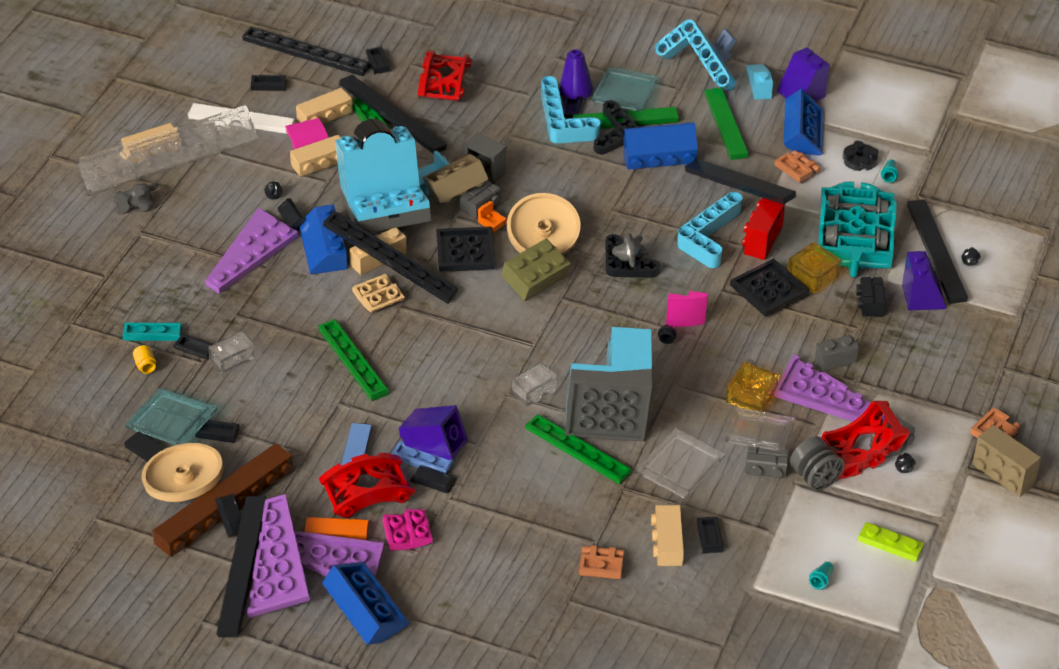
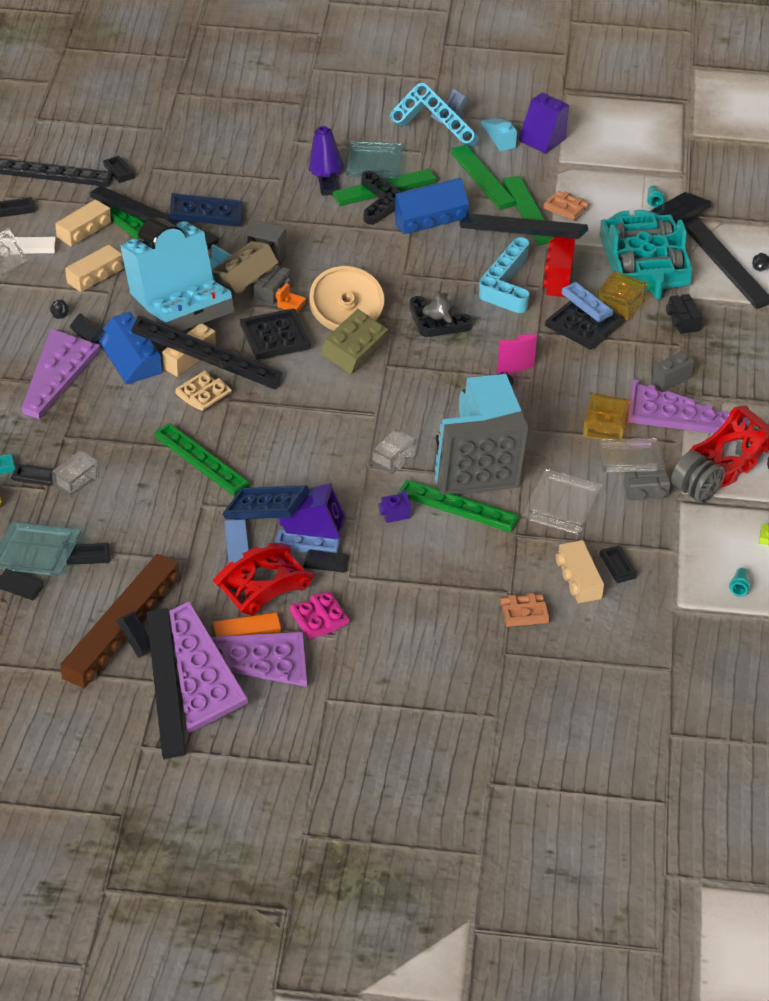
camera: 15 degrees left, 0 degrees up
(182, 472) = (69, 600): tan dish -> none
(306, 132) = (74, 248): dark pink slope -> none
(364, 602) = (305, 694): blue slope -> none
(393, 412) = (266, 502): none -> dark blue tile
(434, 61) = (180, 183): red fence -> none
(444, 114) = (206, 209): none -> dark blue tile
(515, 439) = (395, 507): none -> dark purple brick
(562, 129) = (323, 205): medium azure beam -> none
(757, 155) = (525, 204): none -> green tile
(777, 268) = (587, 301): none -> medium blue tile
(803, 124) = (557, 166): blue slope -> none
(868, 156) = (615, 182): black plate -> none
(912, 187) = (683, 207): none -> black tile
(921, 283) = (727, 293): dark purple slope -> none

